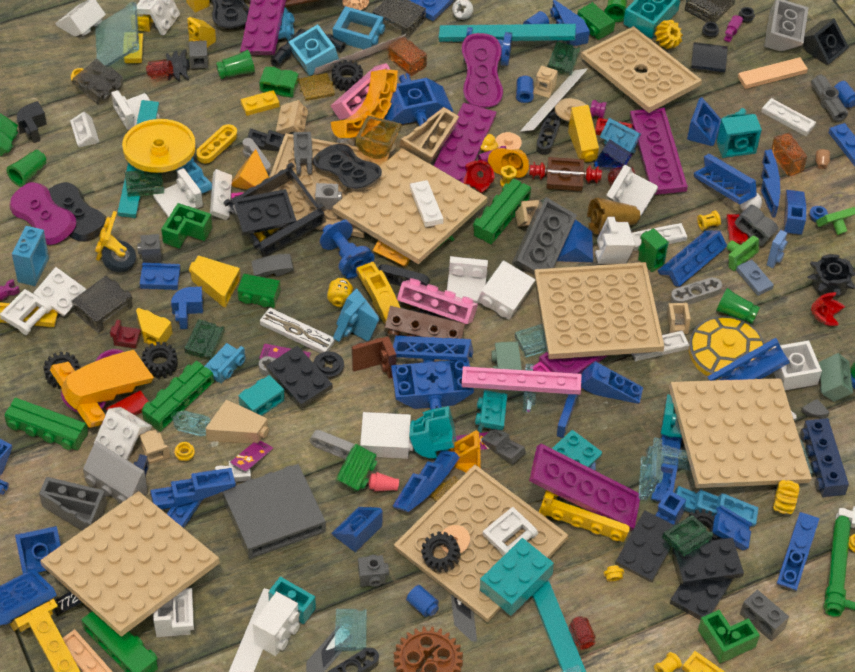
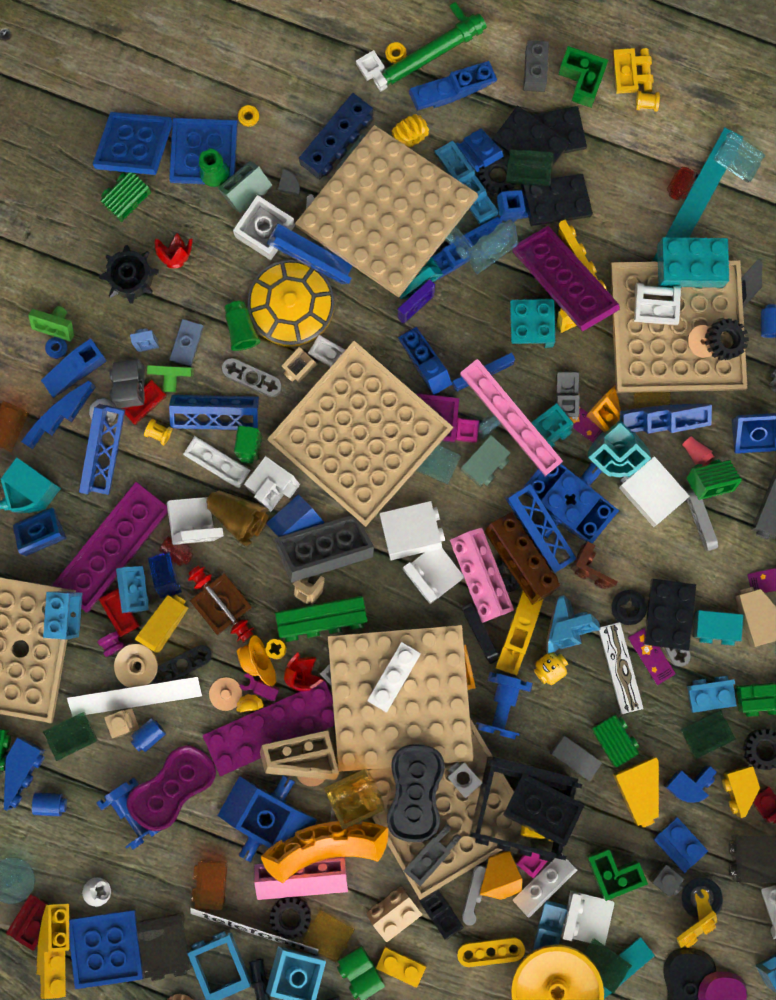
camera: 130 degrees left, 30 degrees up
(519, 32) = (91, 816): teal tile -> none
(613, 573) = (606, 205): yellow plate -> none
(632, 91) = (58, 618): none -> dark azure window
(656, 403) = (416, 302): none -> dark purple tile

